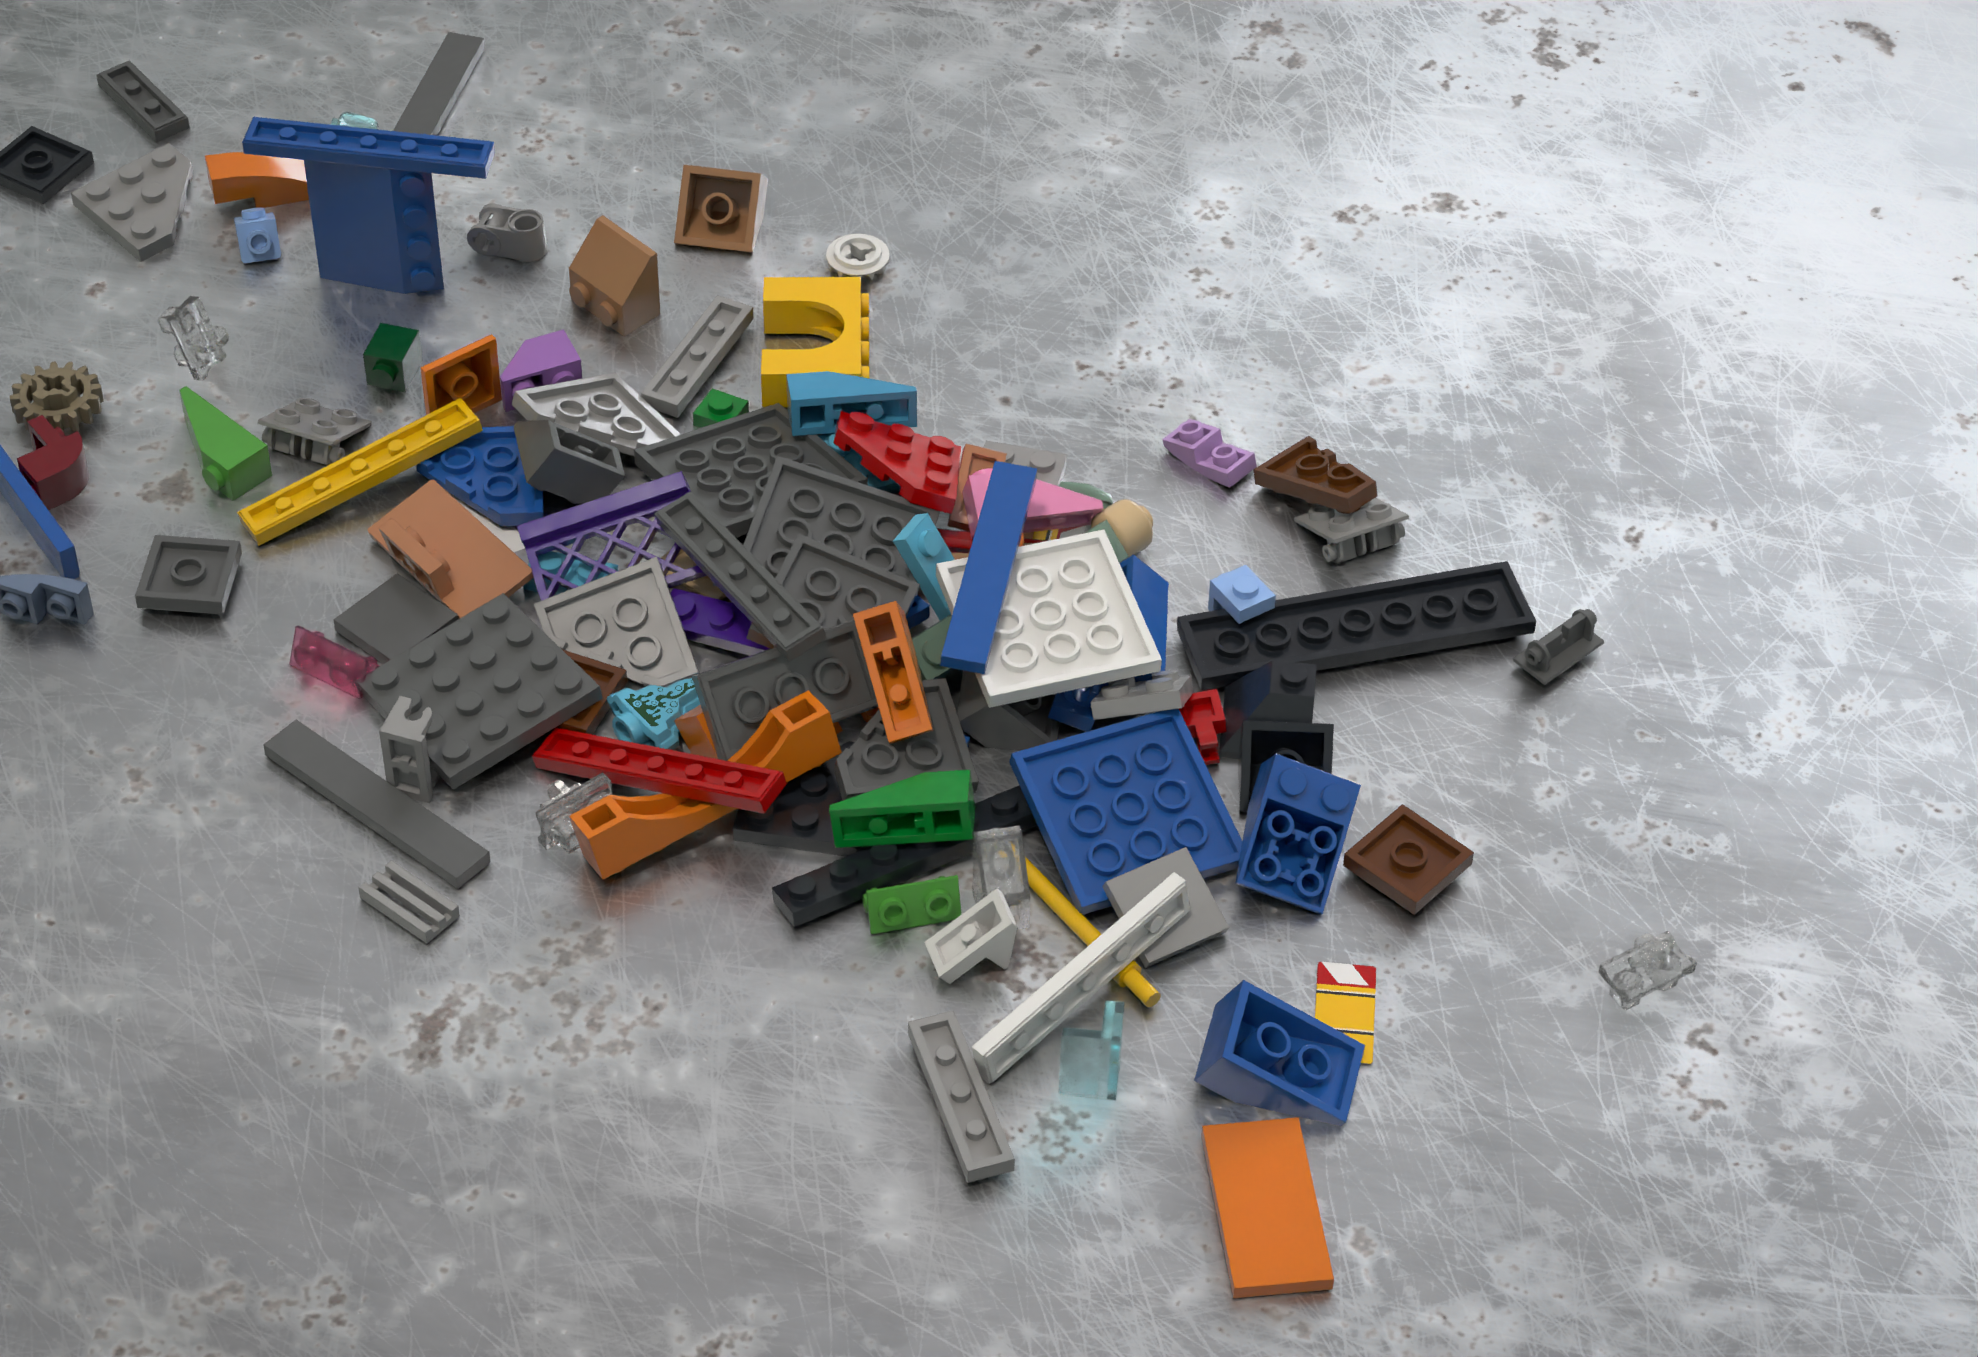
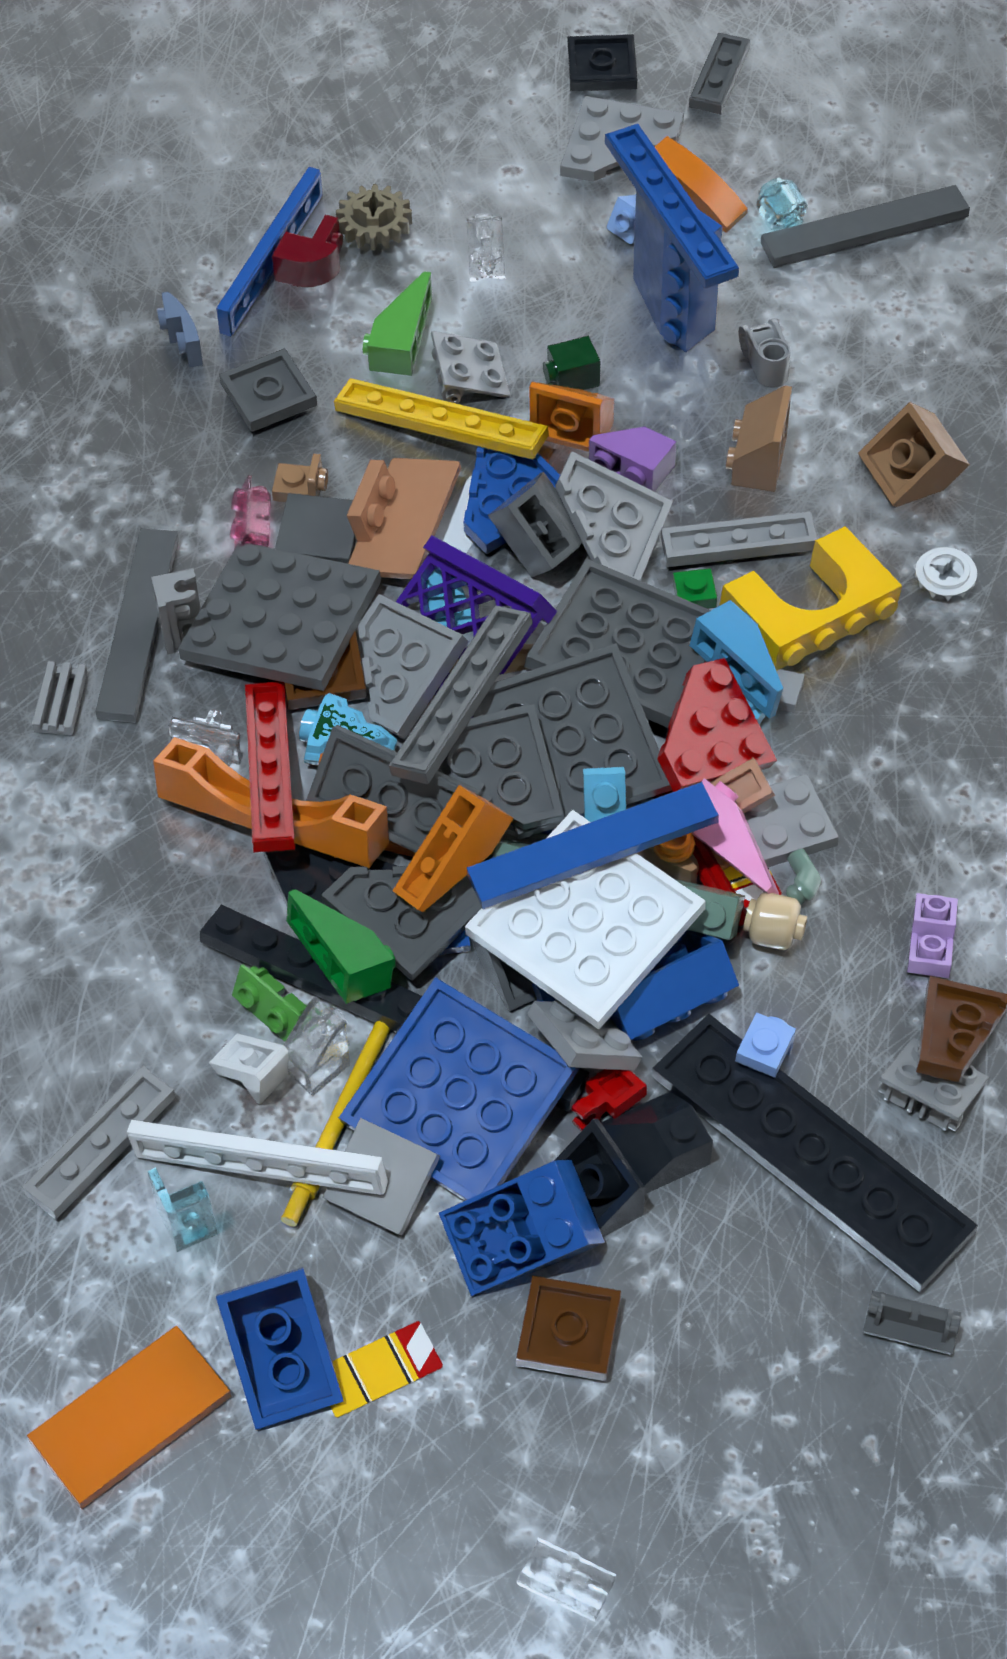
camera: 60 degrees right, 10 degrees up
(325, 603) = (300, 479): none -> medium nougat bracket

